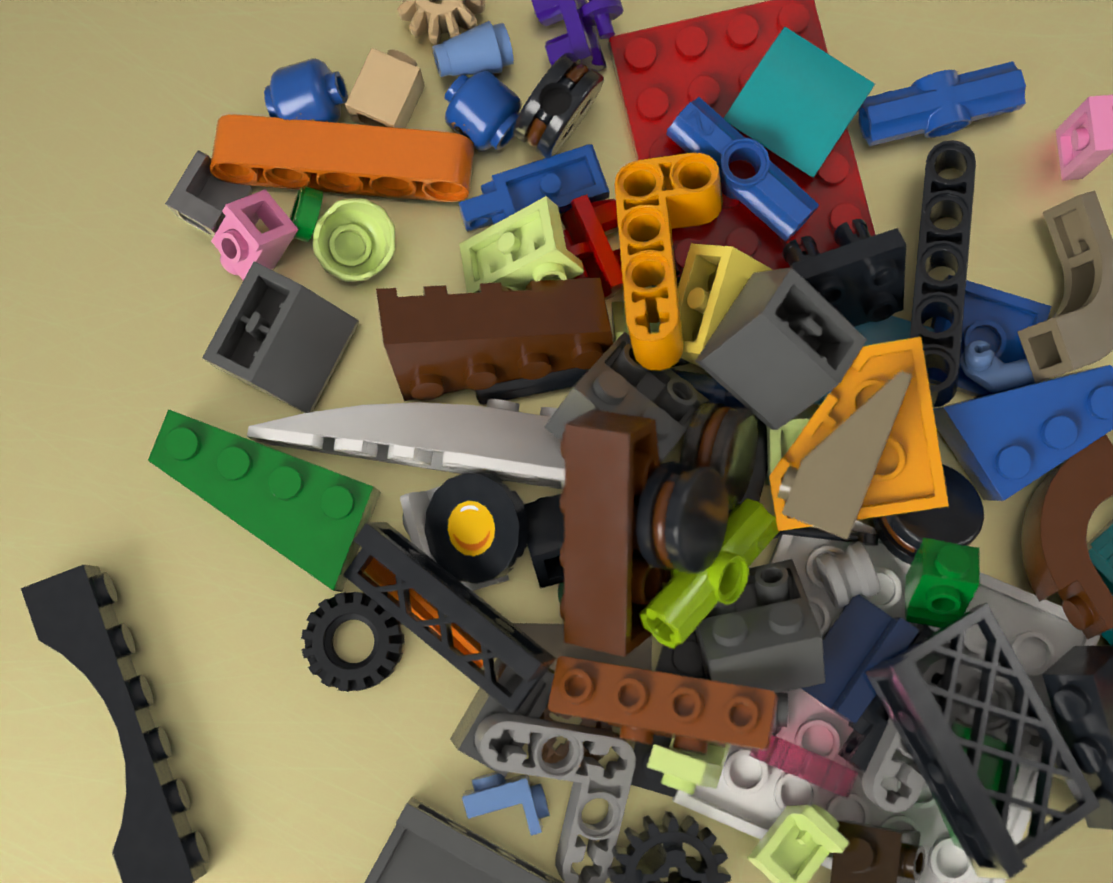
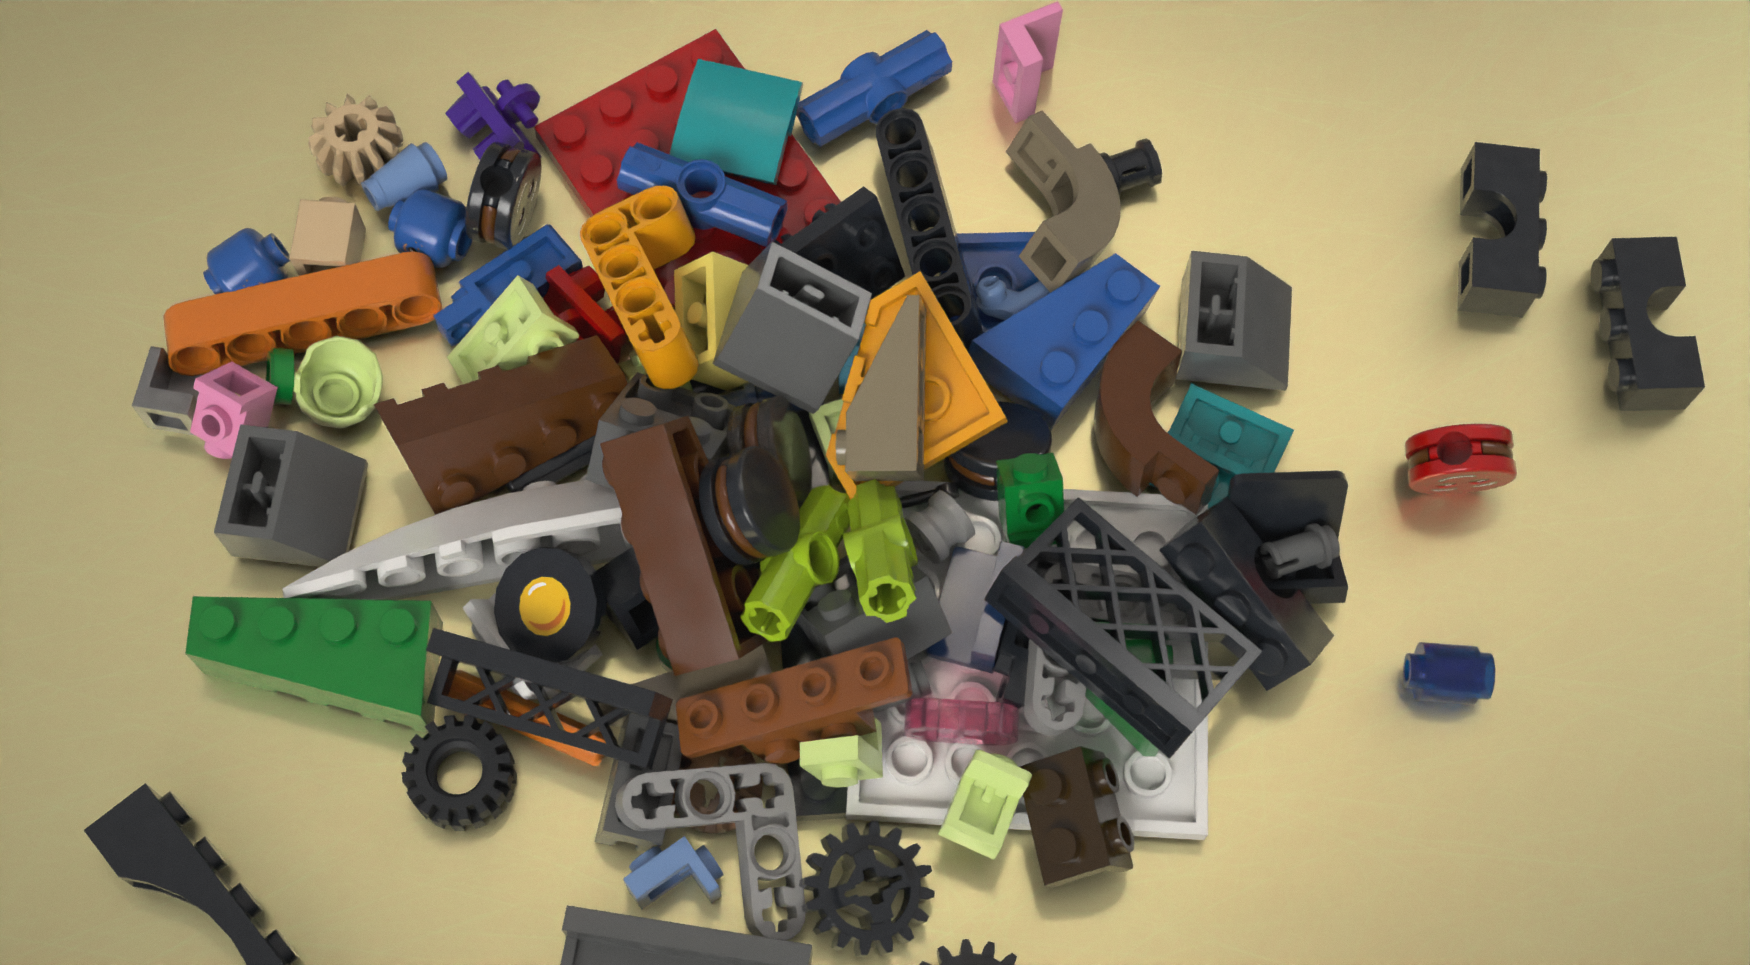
camera: 25 degrees left, 15 degrees down
(787, 602) = (881, 551): none -> lime piece

